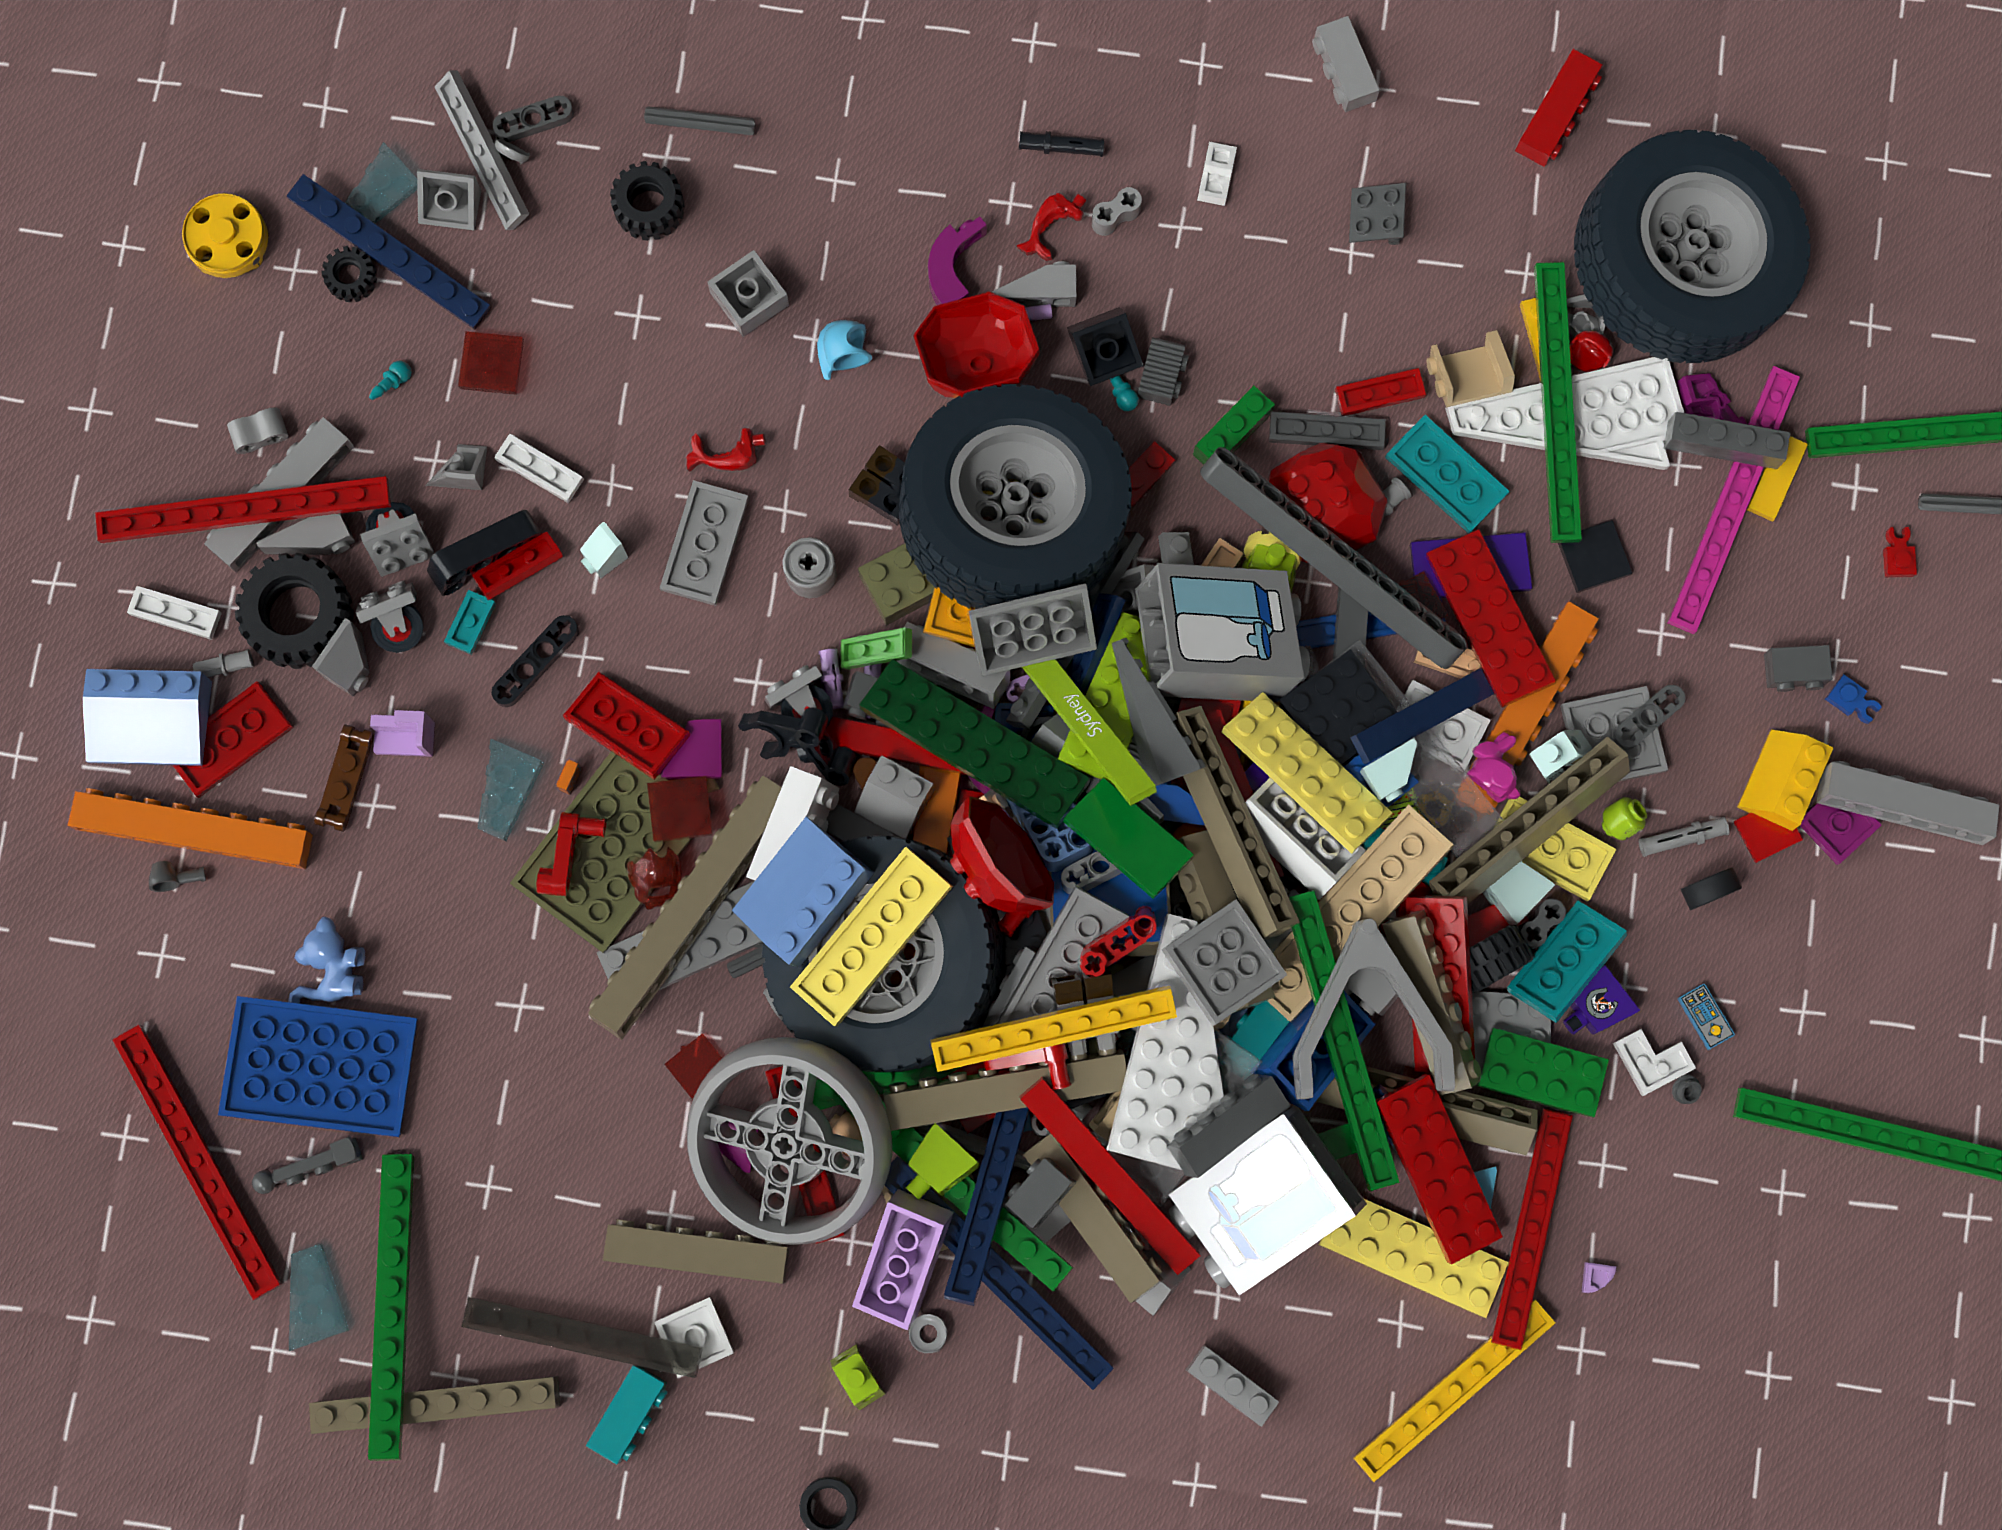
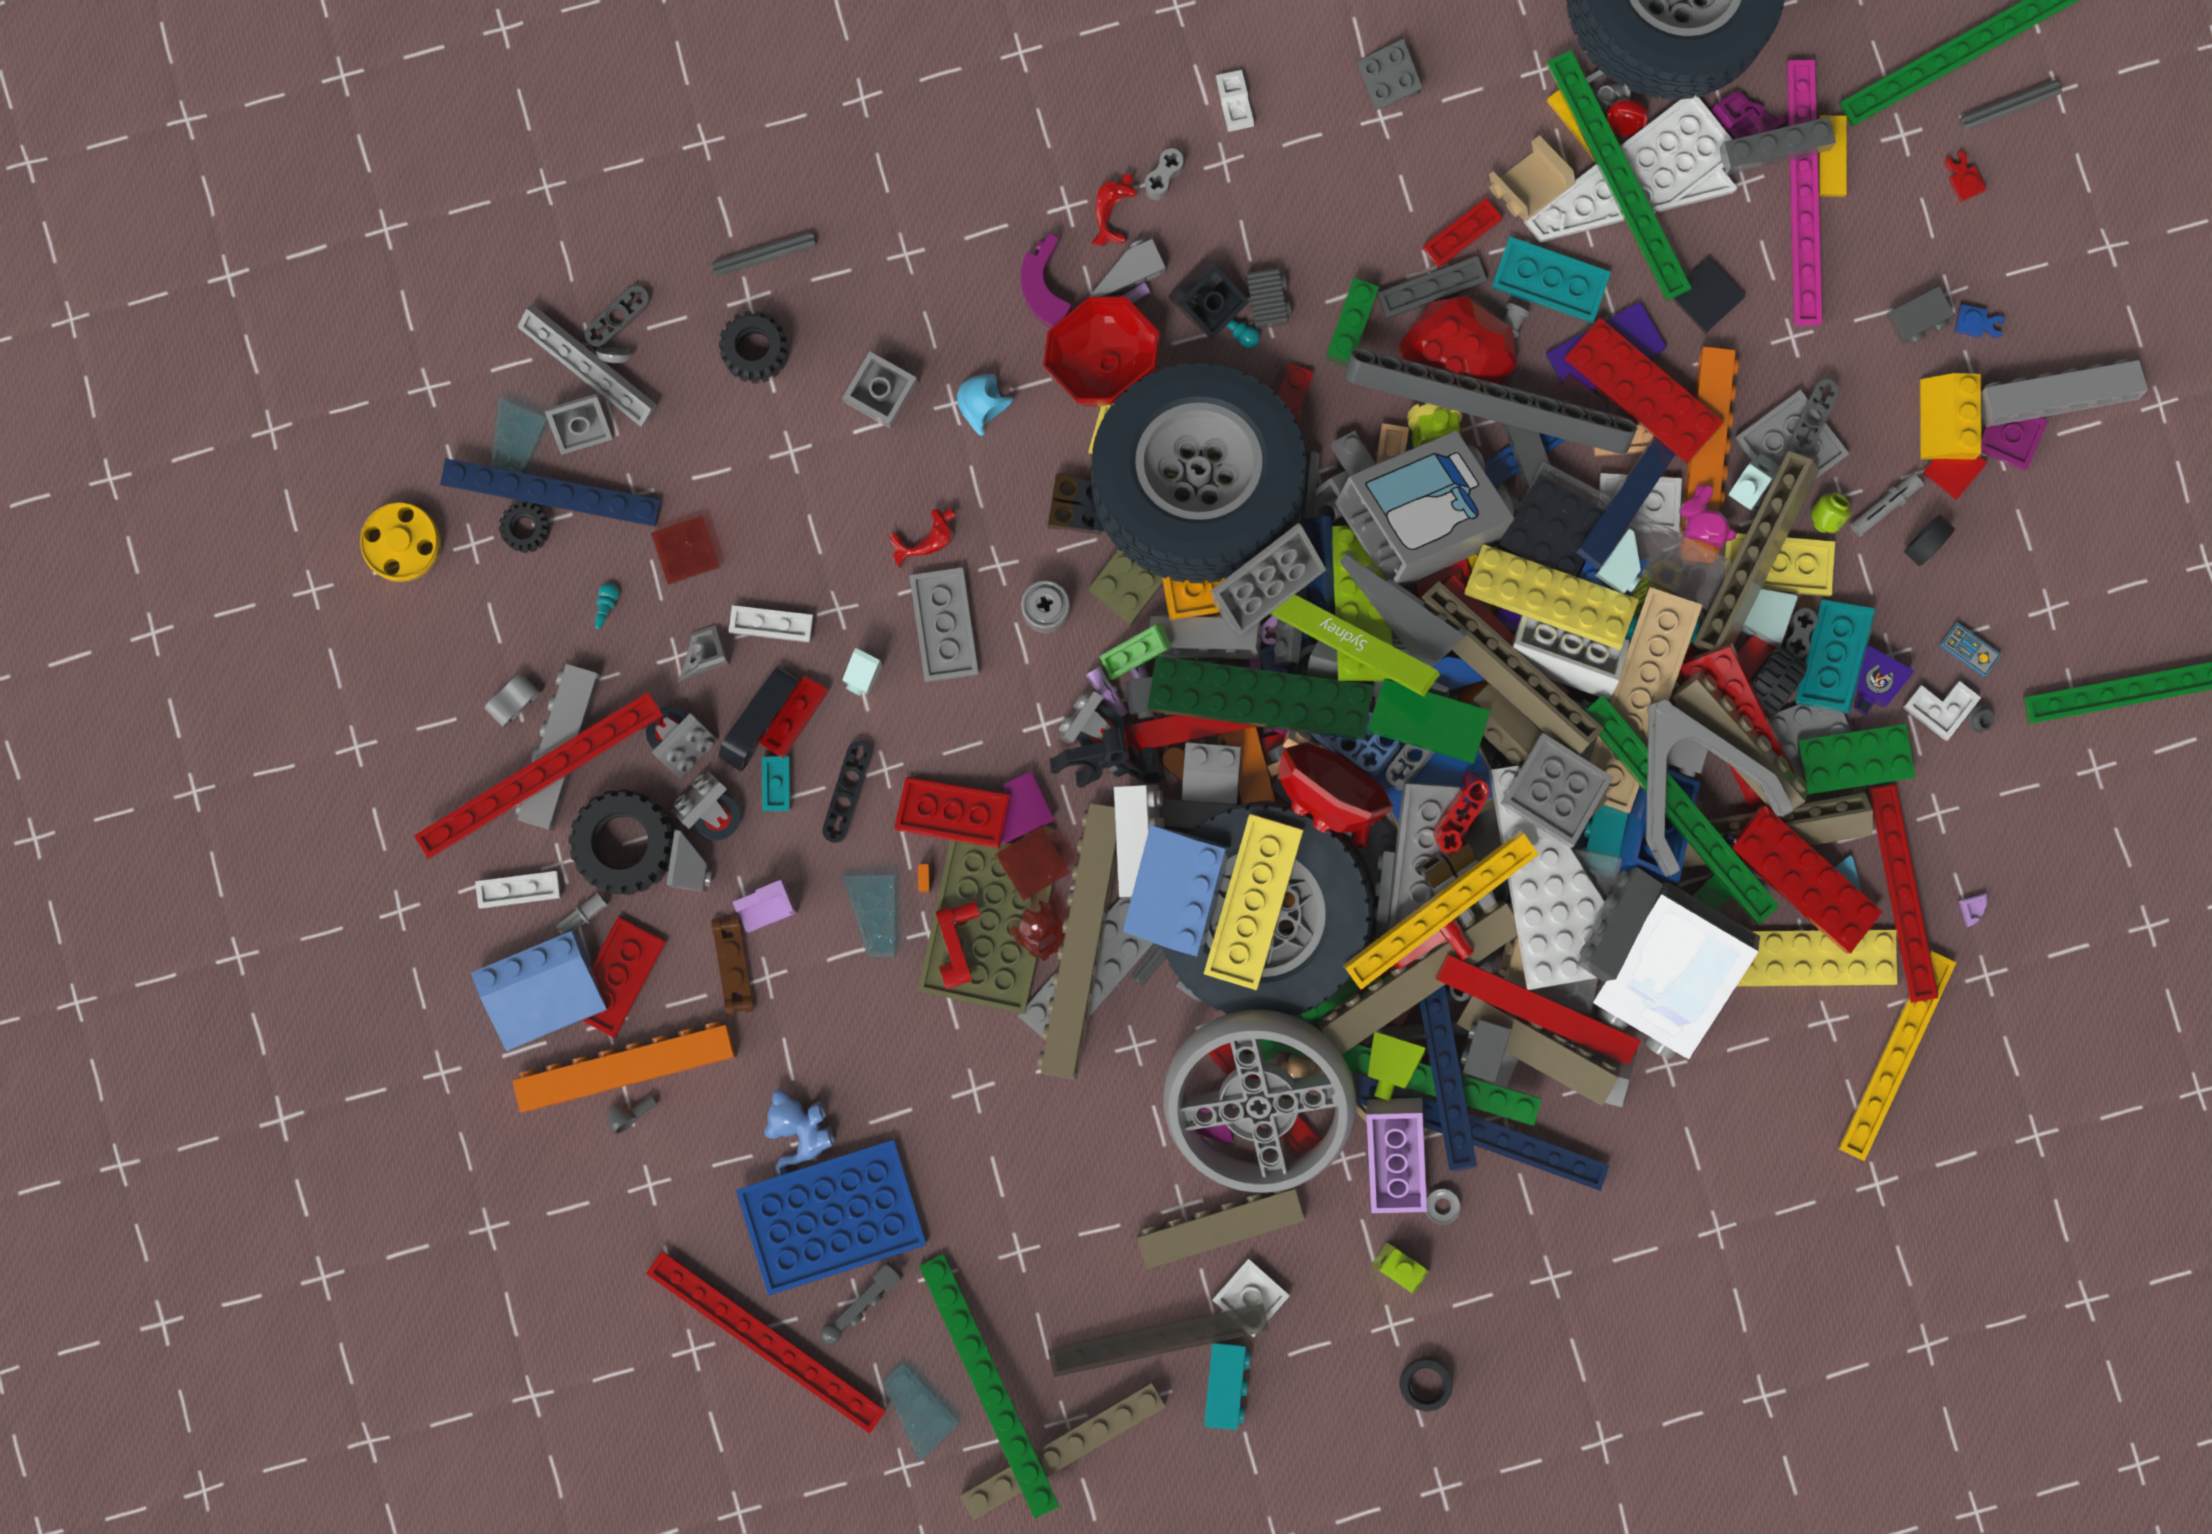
camera: 20 degrees left, 5 degrees up
(311, 536) = (605, 771): light grey slope -> none
(693, 1063) = (1146, 1073): clear red piece -> none
(1061, 144) = (1088, 134): black pin -> none
(1232, 1385) = (1713, 1135): light grey brick -> none

